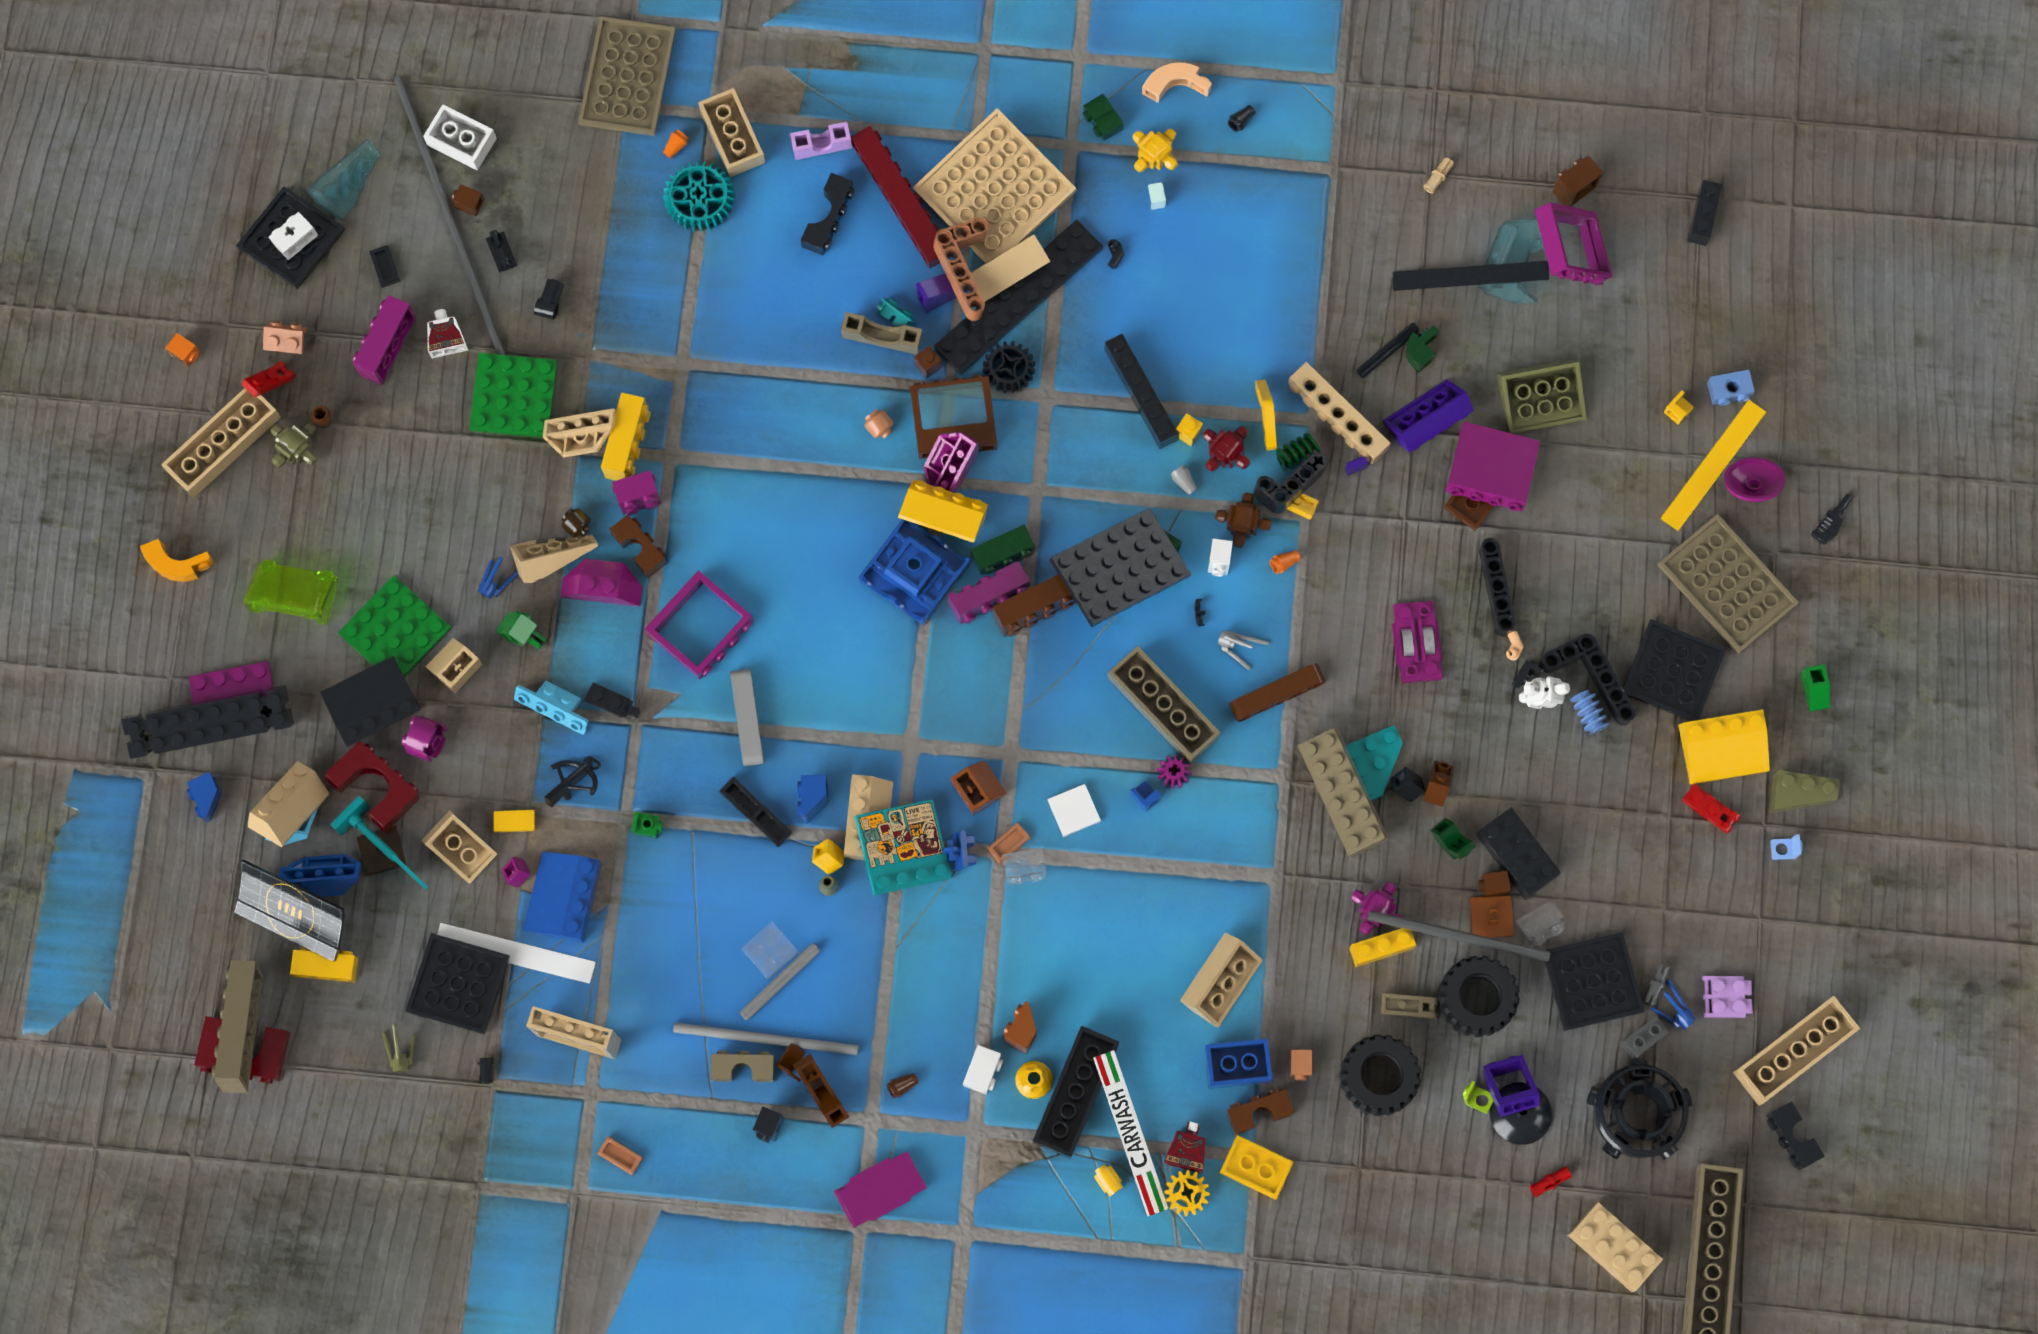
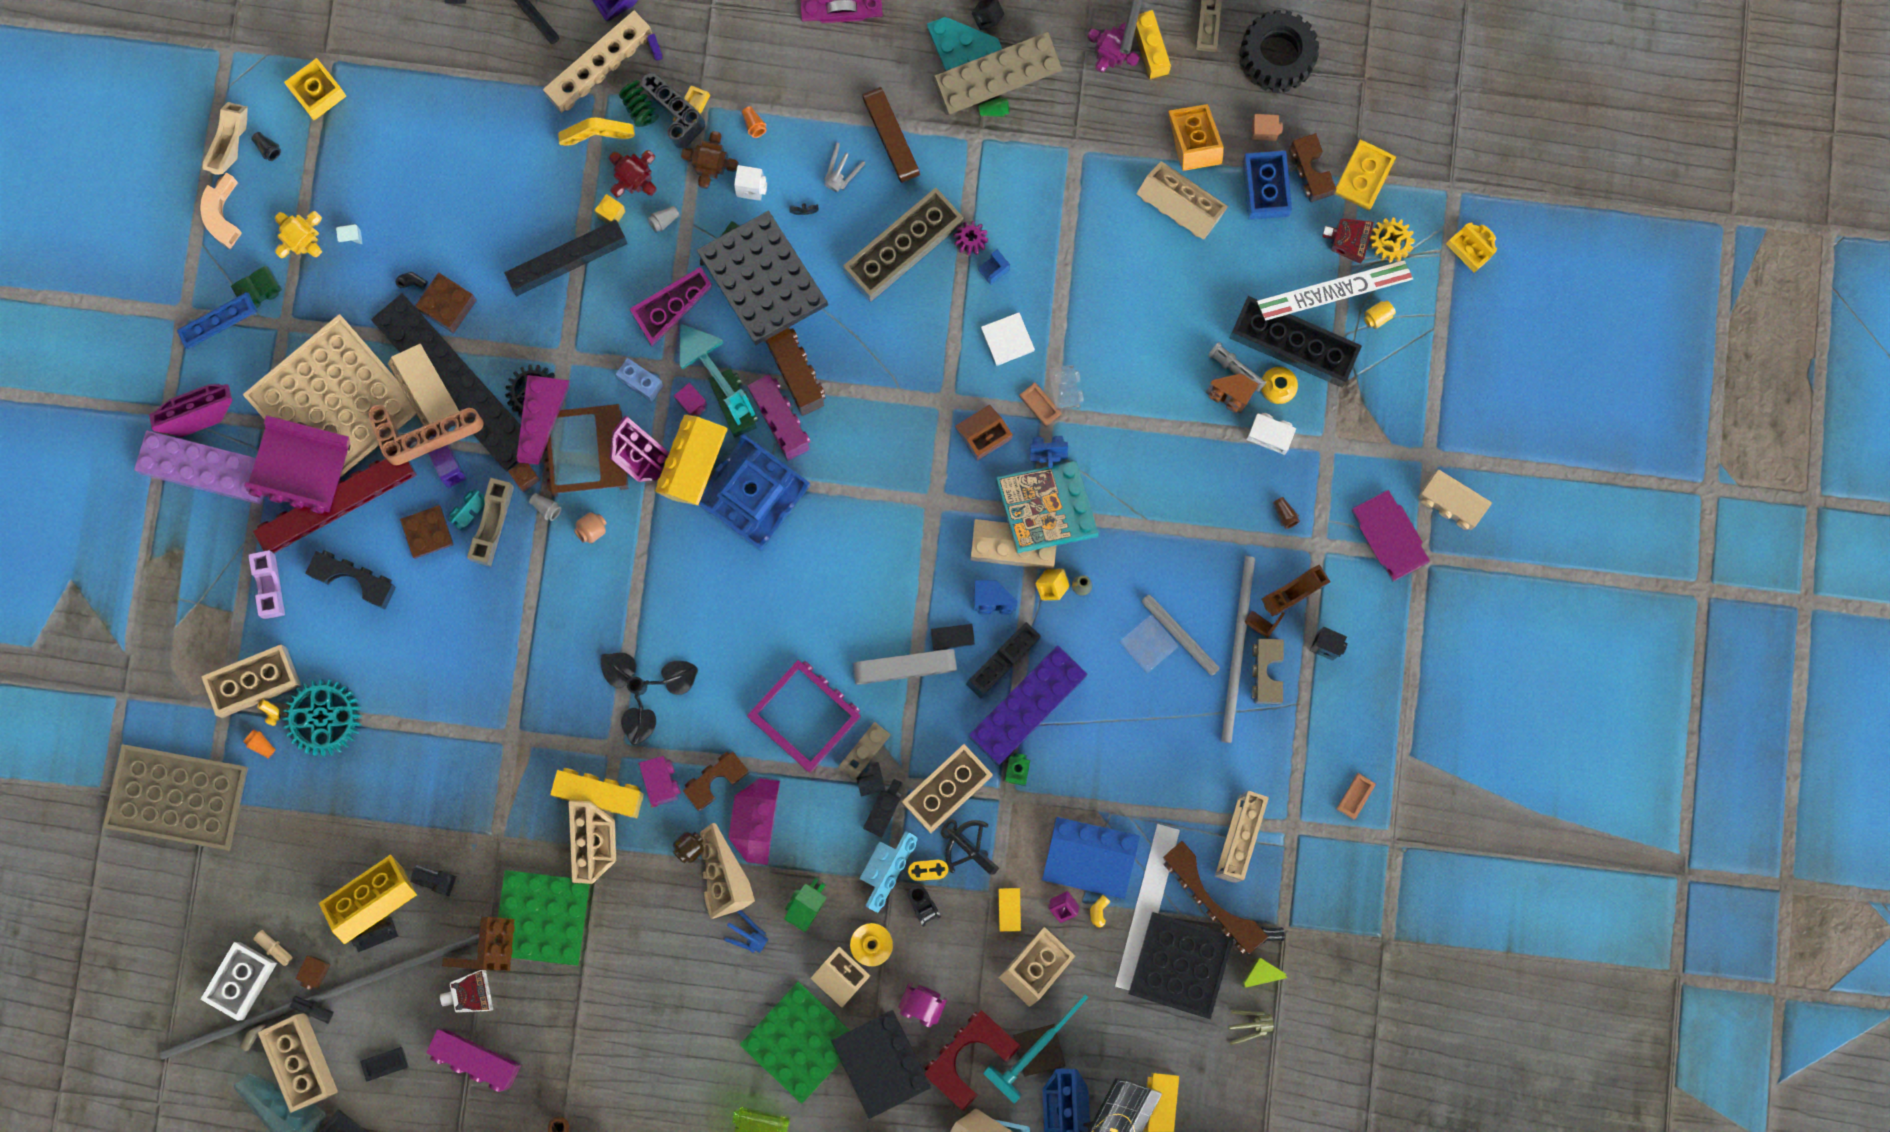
camera: 95 degrees left, 5 degrees up
(386, 191) = (297, 1062): none -> tan slope
(413, 153) = (250, 1037): none -> dark tan arm
(434, 200) = (311, 1009): none -> black axle
(448, 1062) = (1262, 973): none -> lime slope
(475, 343) = (490, 954): none -> reddish brown bracket
(478, 683) = (874, 933): none -> yellow dish
(490, 165) = (273, 948): none -> tan axle
(511, 903) = (1096, 911): none -> yellow arm
(518, 739) = (923, 906): none -> black piece
(530, 241) = (367, 899): none -> yellow brick
(547, 744) = (926, 865): none -> yellow beam
(553, 985) = (1244, 931): none -> reddish brown arch
(628, 757) = (947, 788): none -> tan brick
(635, 688) = (871, 783): none -> black panel
(667, 683) = (865, 750): none -> dark tan plate
(706, 150) = (271, 710): none -> yellow arm
(709, 833) = (1028, 705): none -> dark purple brick
(744, 455) = (619, 668): none -> black plant
(777, 763) = (952, 637): none -> black tile
(874, 279) = (427, 531): none -> reddish brown plate
(898, 384) = (546, 507): none -> light grey cone
(914, 1252) = (1454, 500): none -> tan slope
(929, 160) = (298, 465): none -> magenta panel
(930, 81) = (196, 466): none -> medium lavender brick
(979, 368) = (540, 410): none -> magenta wedge
(983, 66) = (192, 410): none -> magenta wedge
(1003, 511) = (691, 400): none -> magenta brick
(1022, 462) = (639, 380): none -> medium blue brick
(1056, 513) = (695, 346): none -> teal piece
(1057, 1028) = (1230, 362): none -> light grey pin
(1070, 84) = (217, 320): none -> blue tile
(1093, 284) = (446, 303): none -> reddish brown brick
(1093, 484) = (665, 308): none -> magenta wedge
(1184, 1278) = (1473, 245): none -> yellow slope
(1238, 81) = (224, 147): none -> tan arch
(1287, 992) = (1196, 137): none -> light orange slope
(1297, 157) = (315, 89): none -> yellow brick
(1310, 794) = (995, 107): none -> green cone

